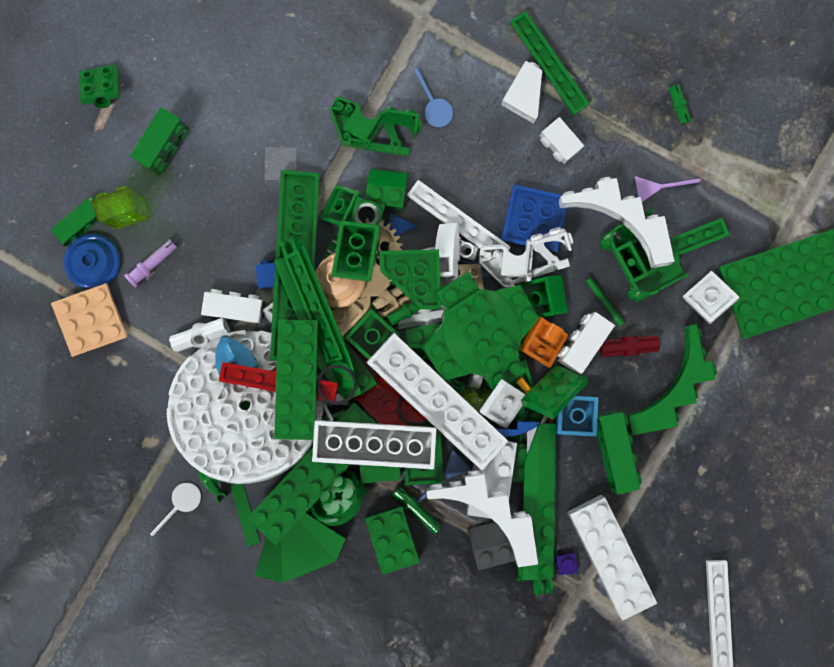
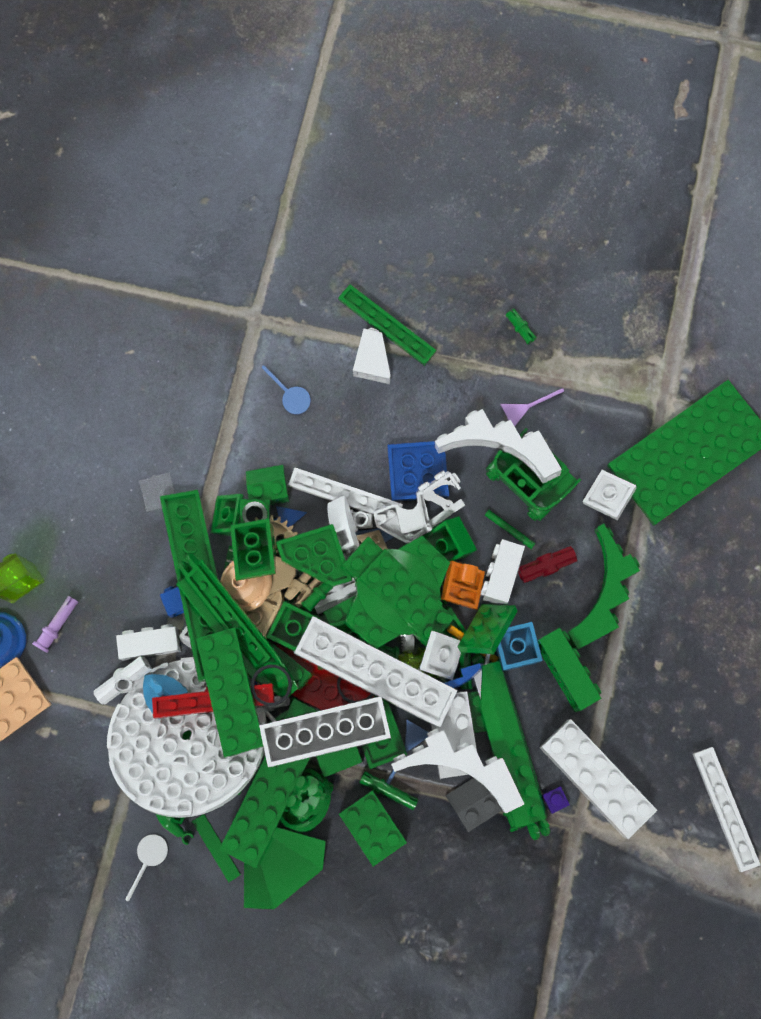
camera: 10 degrees left, 10 degrees down
(160, 141) = (35, 504): green brick -> none
(359, 132) = (225, 439): green piece -> none
(561, 141) = (420, 391): white brick -> none
(699, 236) = (580, 441): green plate -> none

